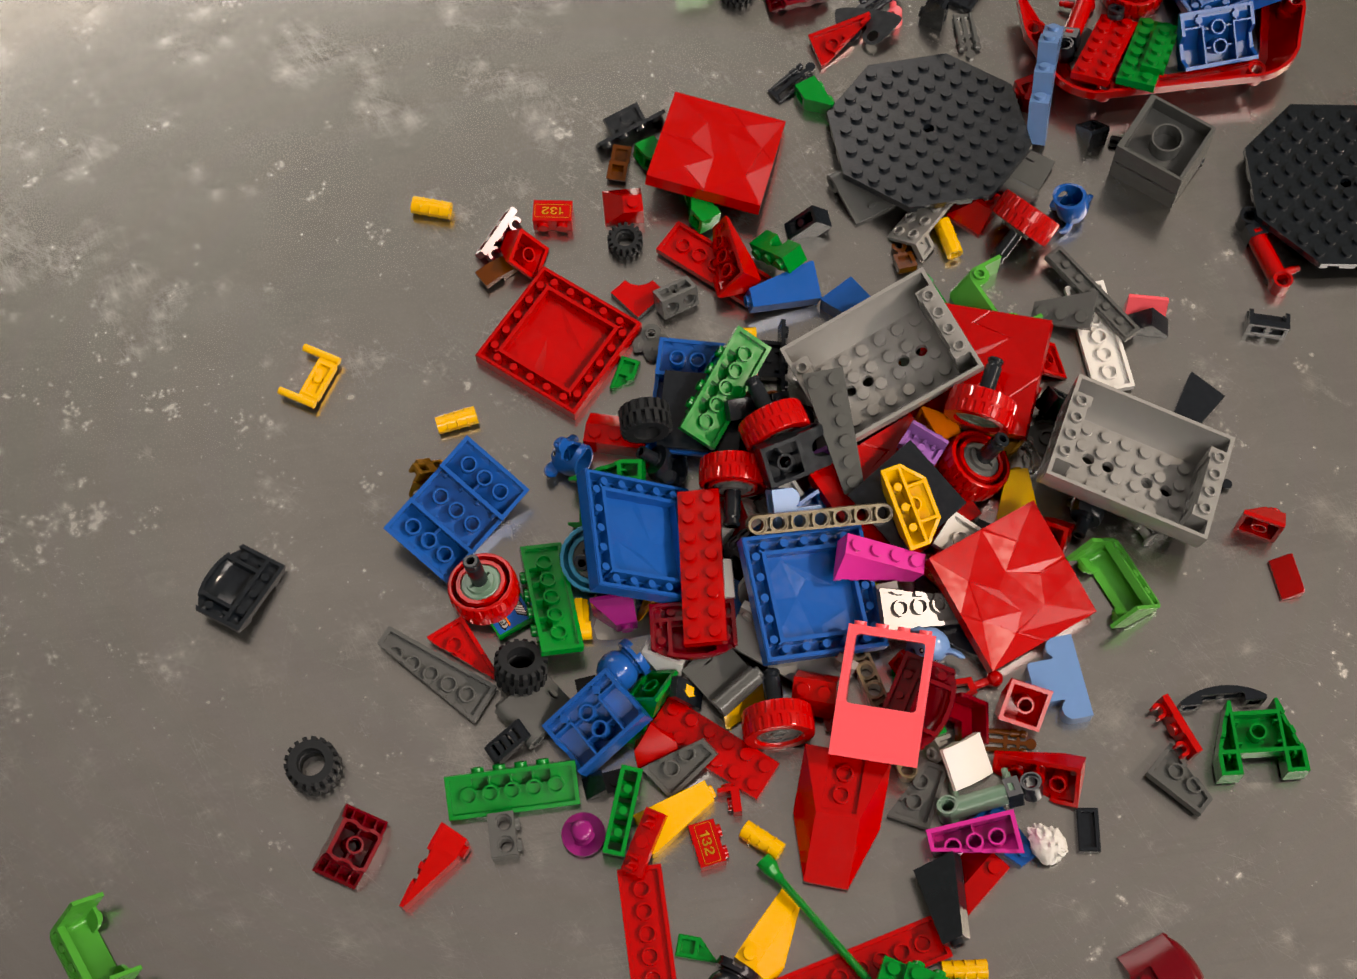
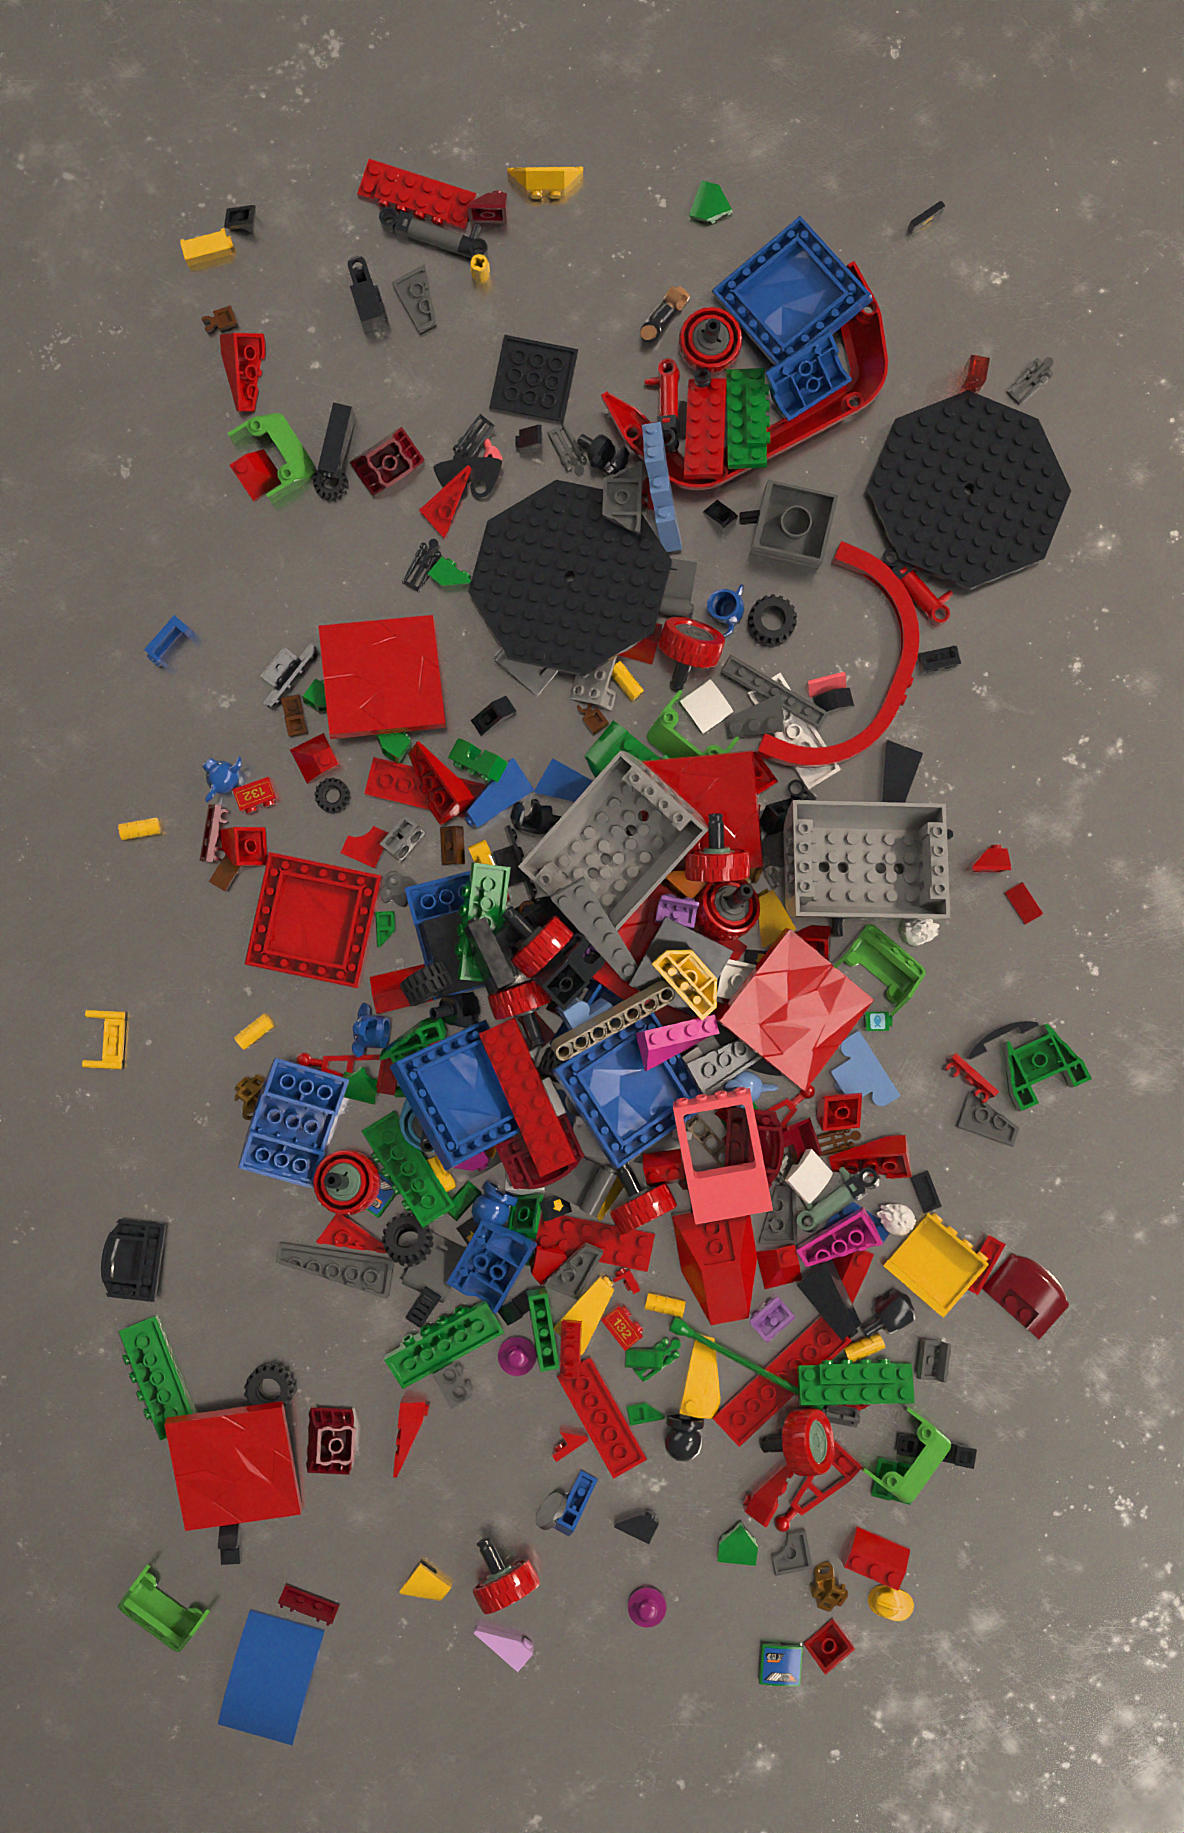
camera: 25 degrees left, 20 degrees up
(197, 913) = (229, 1544): none -> black slope
(204, 711) = (153, 1373): none -> green plate
(239, 827) = (233, 1466): none -> red tile
(528, 186) = (221, 776): none -> blue piece
(532, 58) = (165, 638): none -> blue panel
(537, 506) = (361, 1086): none -> green slope
(567, 508) = (386, 1080): none -> red plate
(590, 656) = (464, 1199): none -> green tile
(607, 947) = (573, 1440): none -> red slope
(717, 888) = (644, 1358): none -> green tile
(718, 415) = (488, 955): none -> black slope
(721, 324) = (452, 845): none -> reddish brown slope
(757, 886) = (675, 1344): none -> green piece
(796, 323) = (537, 821): none -> black piece
(872, 898) = (772, 1319): none -> medium lavender bracket
(901, 846) = (779, 1265): none -> red slope
(999, 46) = (604, 454): none -> black piece
(1005, 79) = (624, 497): none -> dark grey wing
(1006, 942) = (890, 1314): none -> black piece
(1019, 285) = (706, 706): none -> white slope
(1076, 907) = (936, 1264): none -> yellow panel
(1092, 635) = (877, 1021): none -> brick
(1111, 218) = (783, 608): none -> black tyre
(1127, 928) = (992, 1250): none -> red plate
(1142, 367) = (903, 607): none -> red arch
(1165, 562) = (917, 931): none -> white hair

